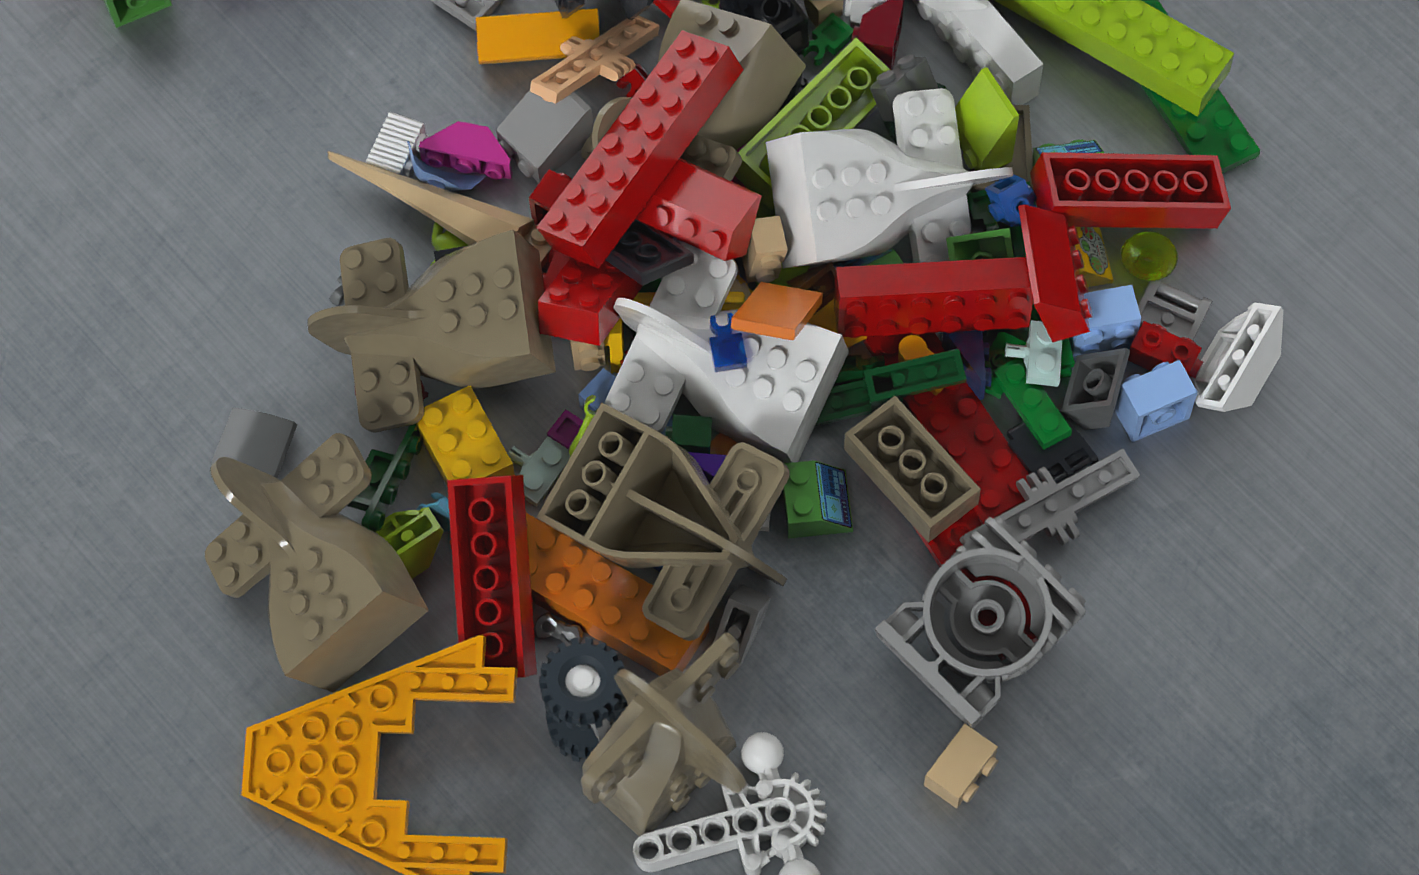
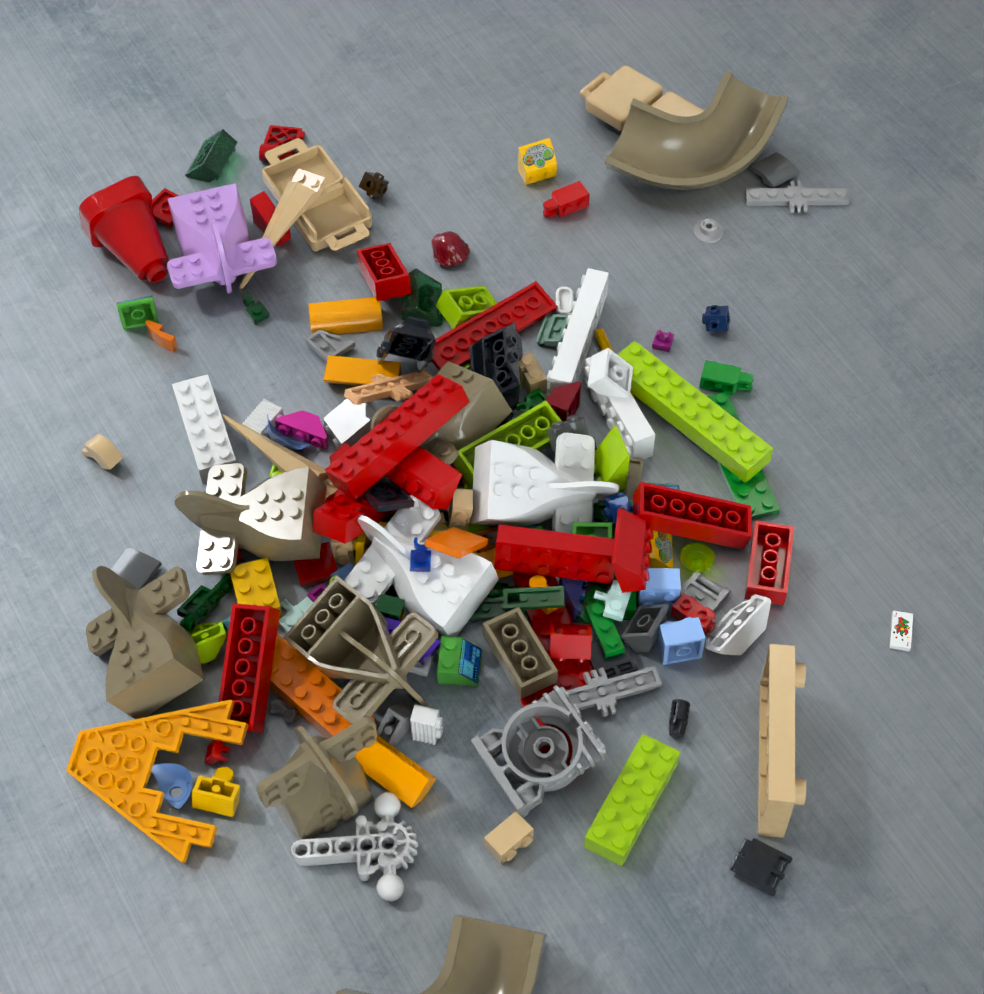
camera: 10 degrees right, 10 degrees down
(147, 251) = (102, 451): none -> tan brick
(177, 26) = (160, 337): none -> orange slope
(303, 178) = (203, 424): none -> white brick
(416, 768) = (170, 776): none -> medium blue piece
(468, 720) = (213, 752): none -> red tile
(493, 784) = (217, 793): none -> yellow brick
(550, 391) = (316, 570): none -> red plate
(581, 695) = (276, 738): black plate -> none
(767, 698) = (395, 772): none -> light orange brick
(792, 612) = (426, 724): none -> white brick
(985, 434) = (570, 642): none -> red slope
(1136, 669) = (631, 799): none -> lime brick
(1177, 525) = (678, 718): none -> black hinge
(1265, 243) = (770, 561): none -> red brick
(1343, 536) = (777, 782): none -> tan piece
(1350, 734) = (760, 865): none -> black plate

